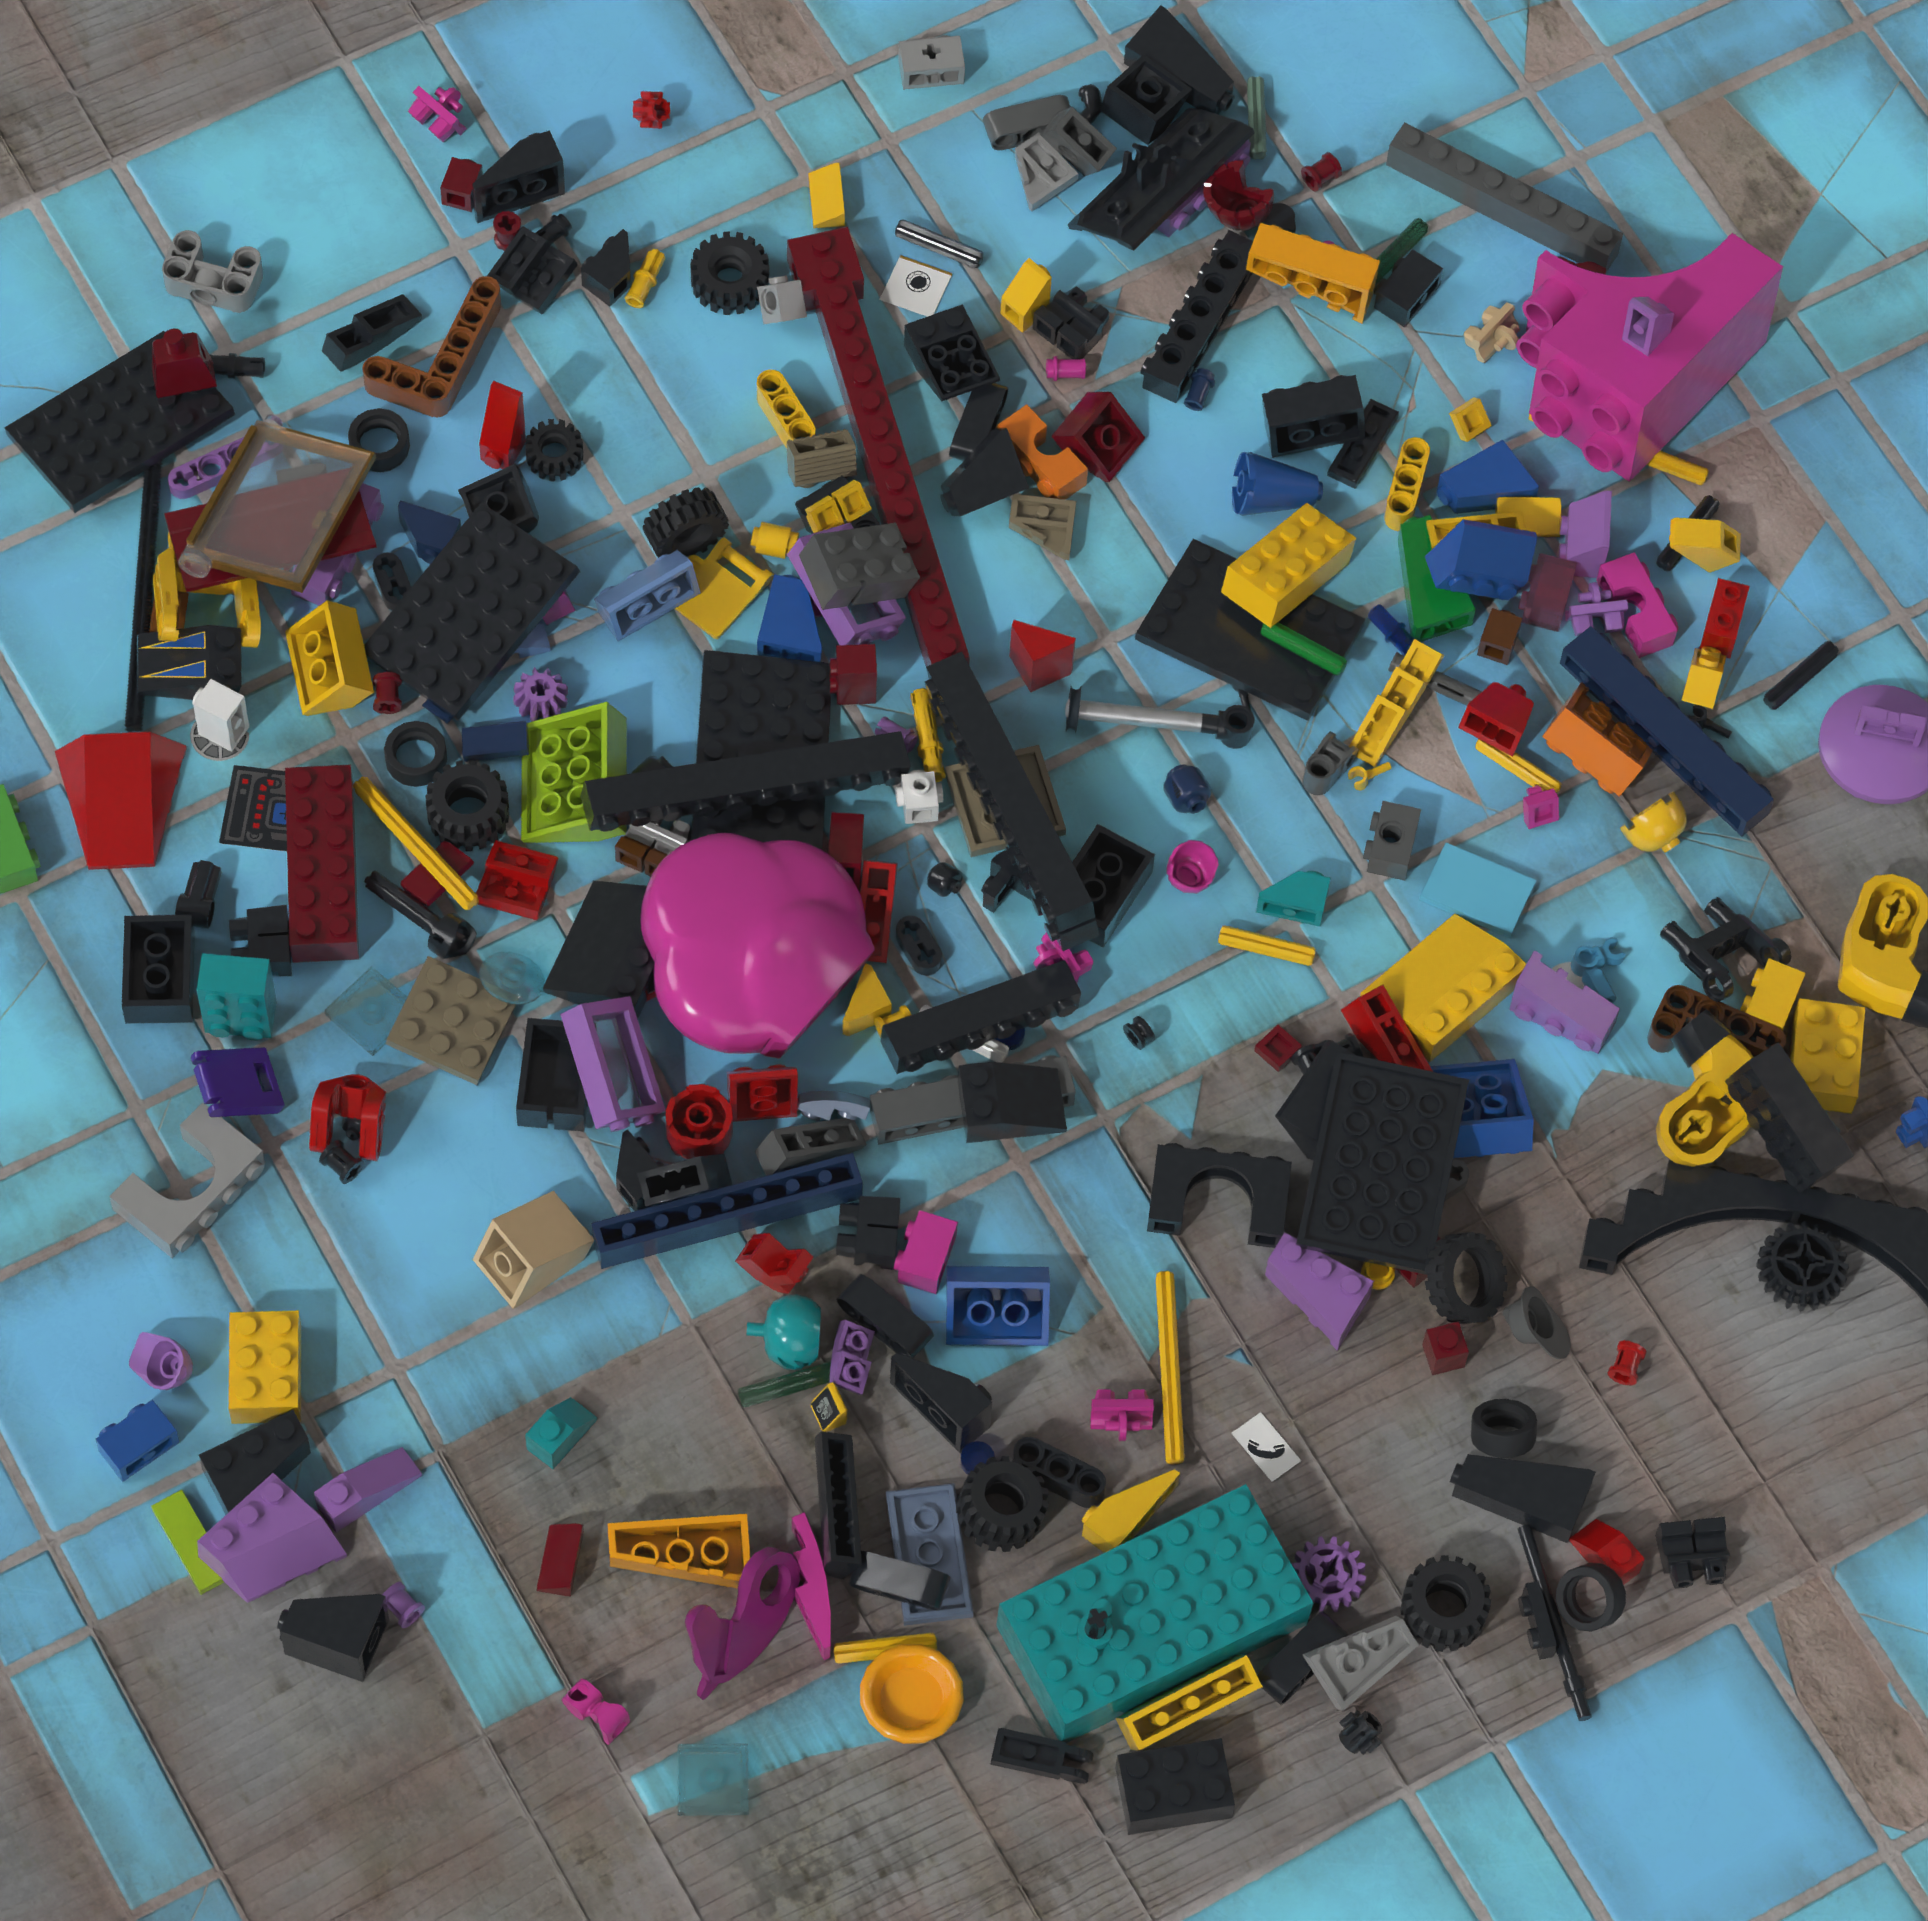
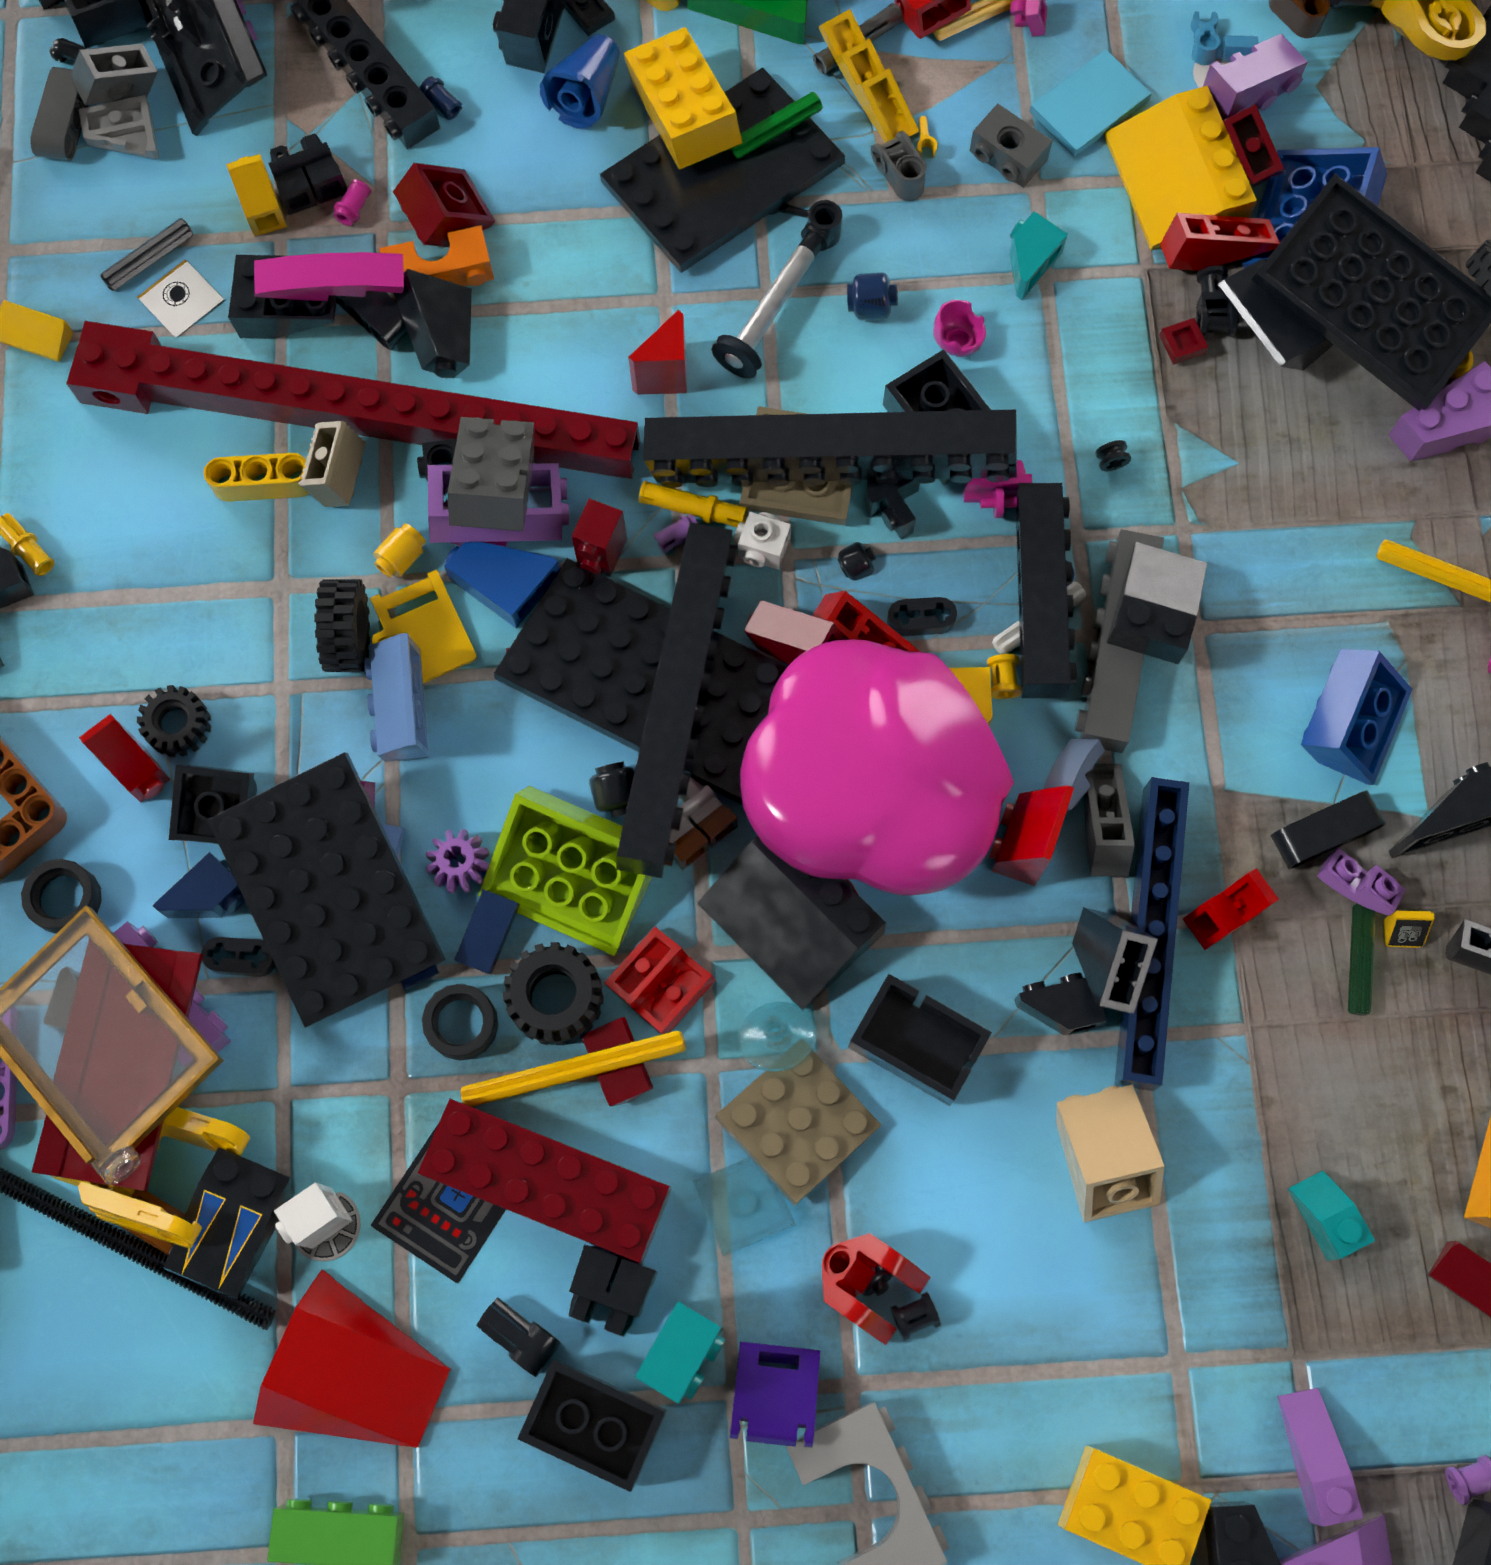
camera: 60 degrees left, 10 degrees up
(329, 659) = (300, 1066): yellow slope -> none
(387, 693) = (372, 1020): dark red bush -> none
(442, 931) = (697, 1083): black piece -> none
(613, 1063) = (944, 974): medium lavender window -> none
(695, 1105) = (1060, 916): red brick -> none
(724, 254) = (53, 440): black tyre -> none
(781, 300) = (131, 421): light grey brick -> none
(790, 1331) = (1315, 927): teal piece -> none
(833, 505) = (394, 477): yellow hips -> none
(876, 1230) = (1212, 799): black hips -> none
(926, 1252) = (1272, 757): dark pink brick -> none
(970, 375) = (328, 274): none -> dark pink slope
(1044, 522) = (512, 294): dark tan wing -> none
(1261, 1179) = (1330, 416): black arch -> none
(1266, 945) = (1066, 304): yellow axle -> none
(1391, 628) = (788, 49): clear blue axle -> none
(1490, 1026) = (1253, 146): none -> dark red brick

